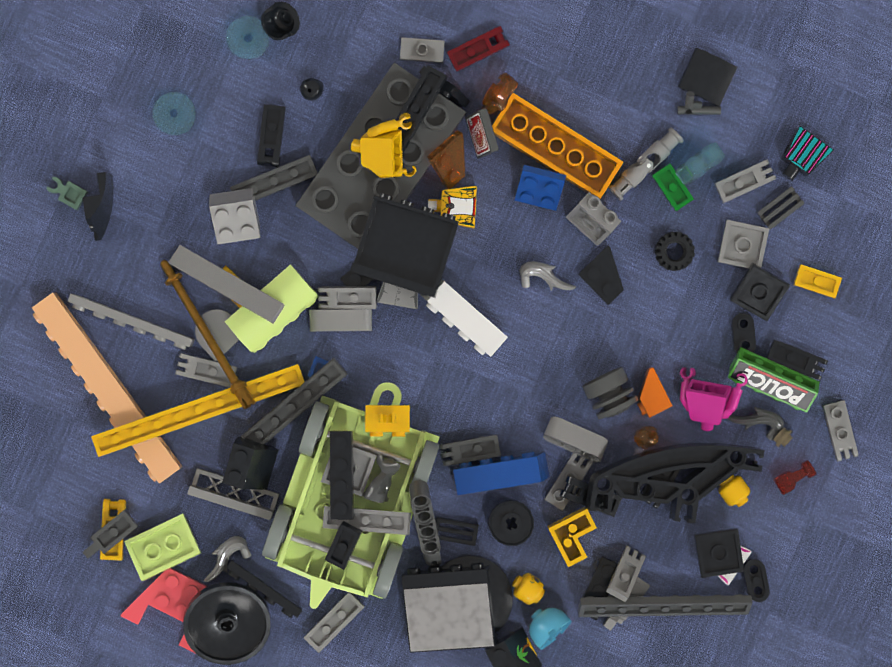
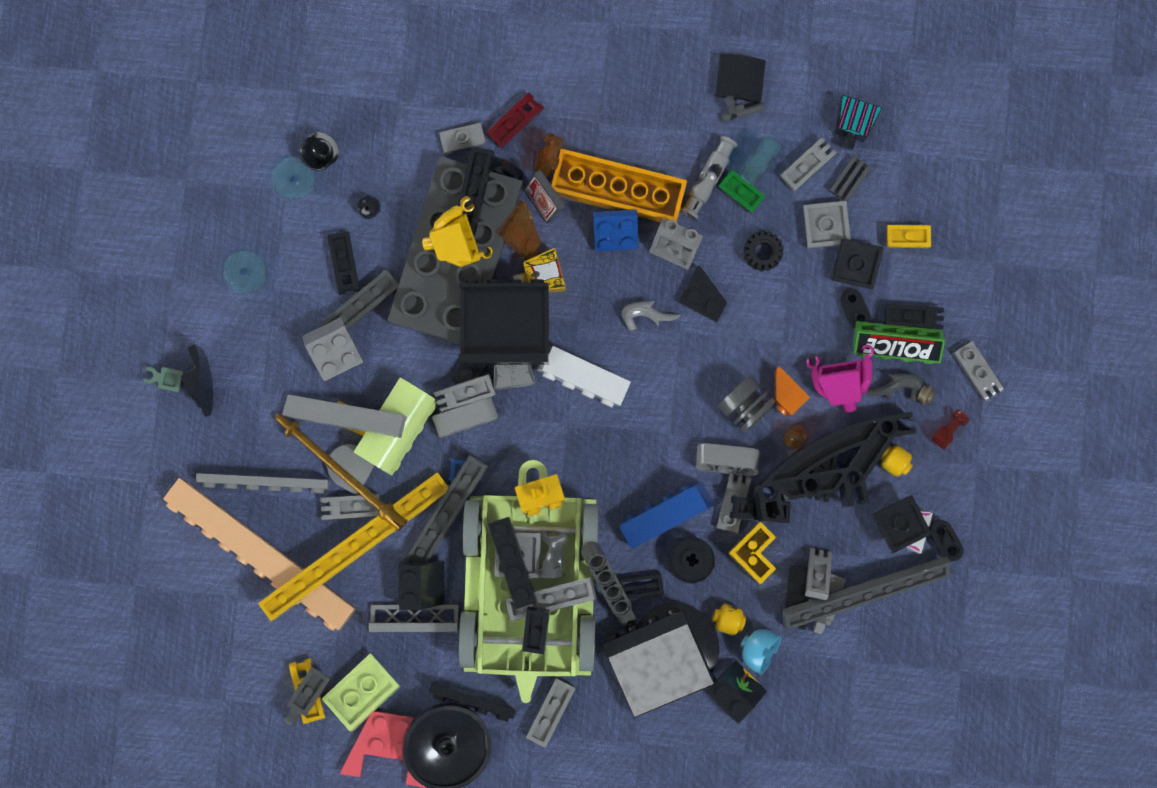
camera: 20 degrees left, 5 degrees down
(224, 552) = (422, 680): light grey piece -> none
(471, 449) = (631, 502): dark grey hinge -> none

